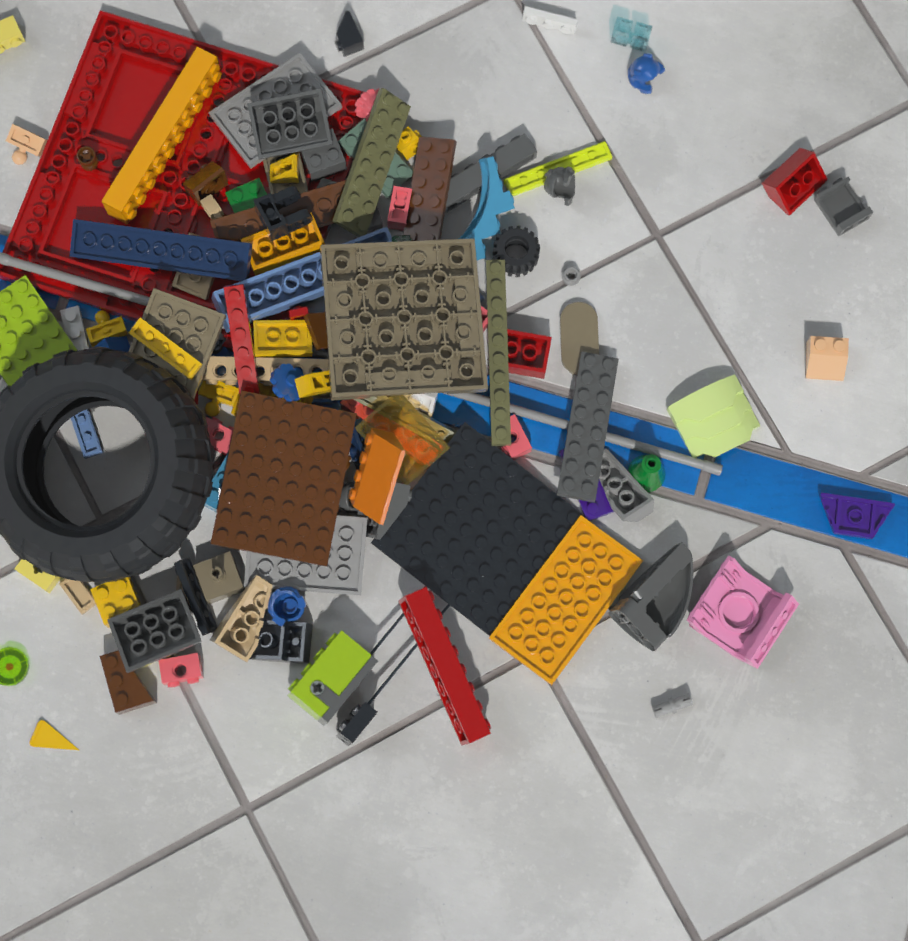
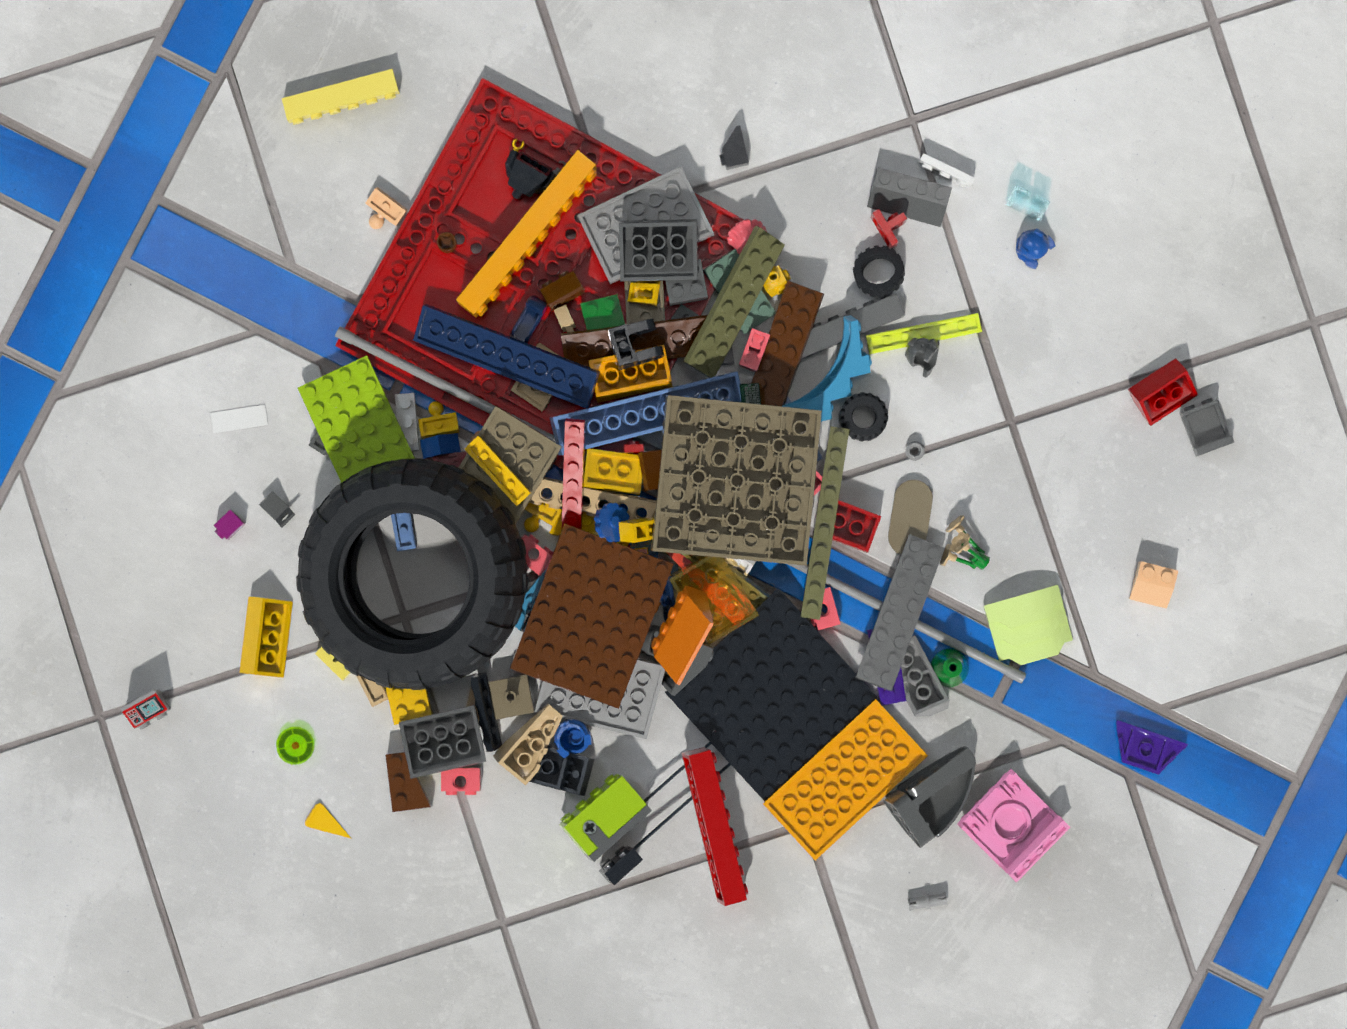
camera: 15 degrees right, 10 degrees up
(152, 84) = (527, 173): none -> black torso
(178, 212) = (529, 319): none -> dark blue animal
(500, 103) = (882, 288): none -> black tyre
(505, 75) = (886, 227): none -> bracket
(519, 48) = (913, 196): none -> dark grey slope
(634, 346) = (961, 542): none -> tan plant

